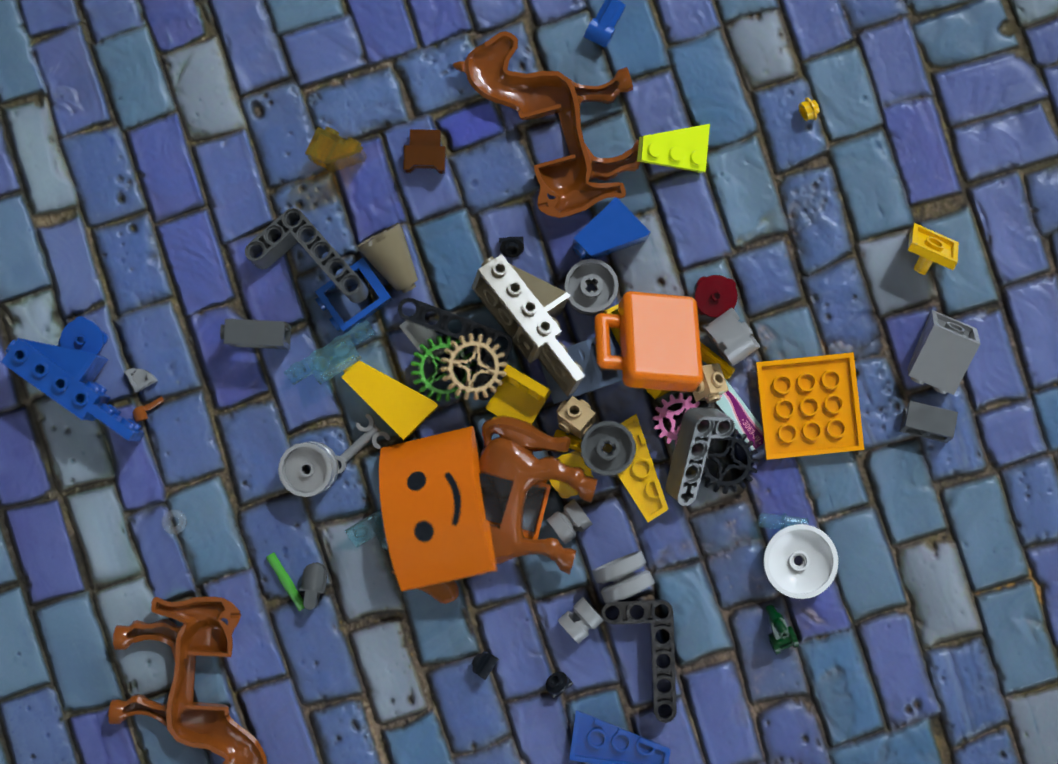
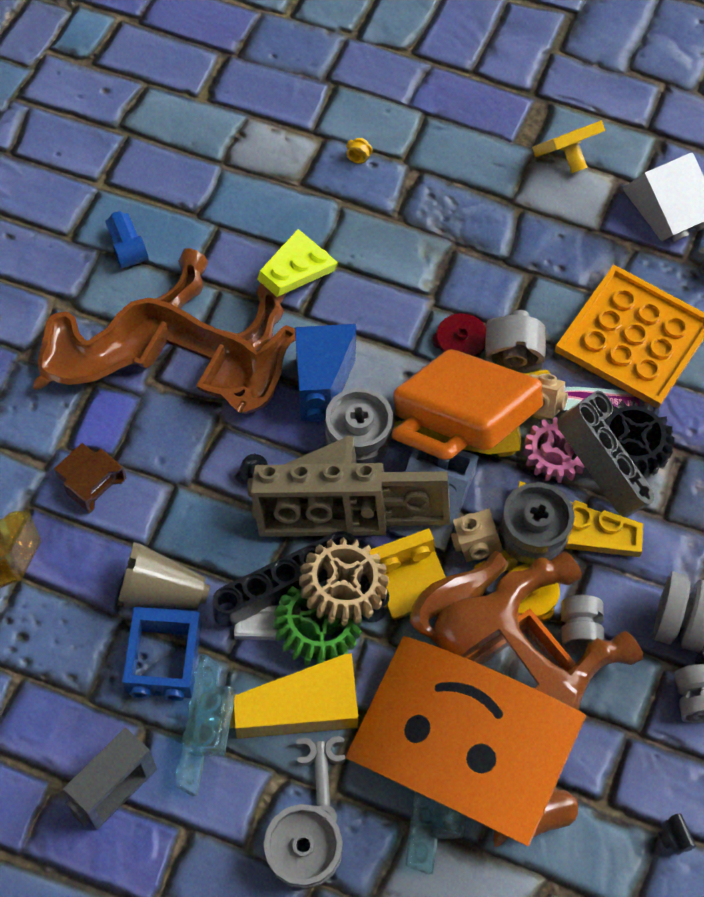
camera: 55 degrees left, 25 degrees down
(315, 248) = (51, 652): dark grey beam -> none

